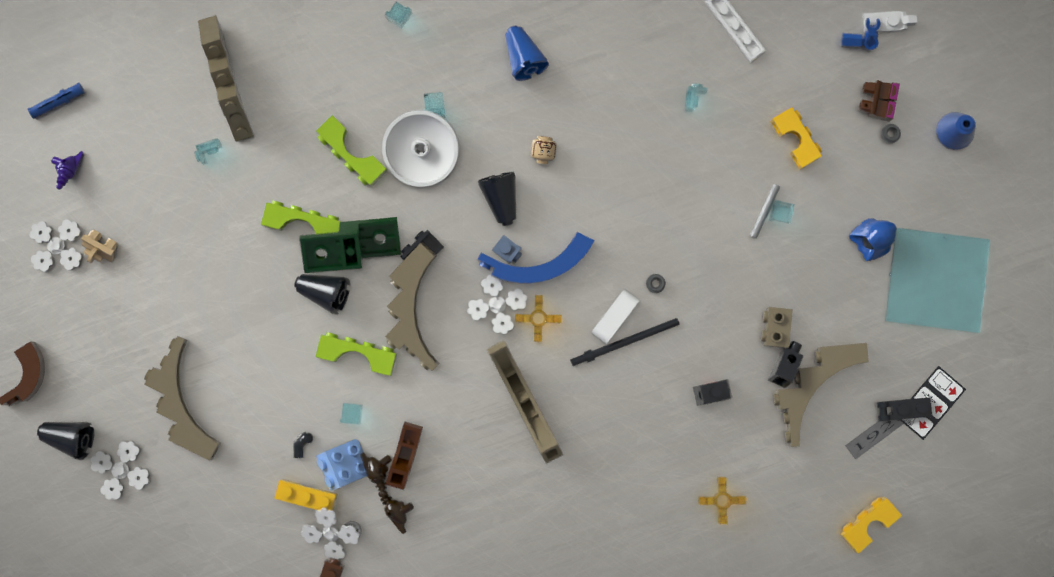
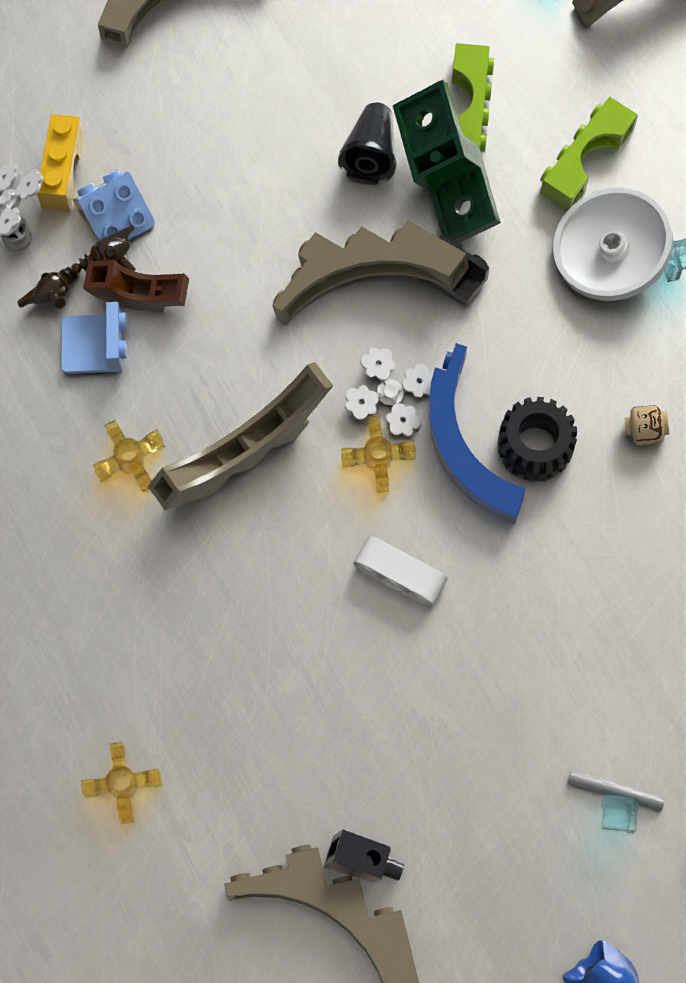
camera: 85 degrees right, 15 degrees down
(300, 442) = (139, 146): black arm -> none
(332, 349) = (277, 234): lime arch -> none
(351, 413) = (191, 210): clear light blue panel -> none
(436, 487) = (94, 342): none -> light blue bracket
(500, 196) = (560, 369): black cone -> none
(507, 250) = (478, 396): sand blue bracket -> none
(508, 477) = (150, 443): none -> clear yellow pin
(552, 204) = (542, 416): none -> black tyre
(591, 355) = (331, 543): black bar -> none
(660, 279) = (467, 620): dark grey plate -> none
(712, 392) = (300, 745): black torso -> none
(777, 327) = (423, 835): dark tan brick -> none

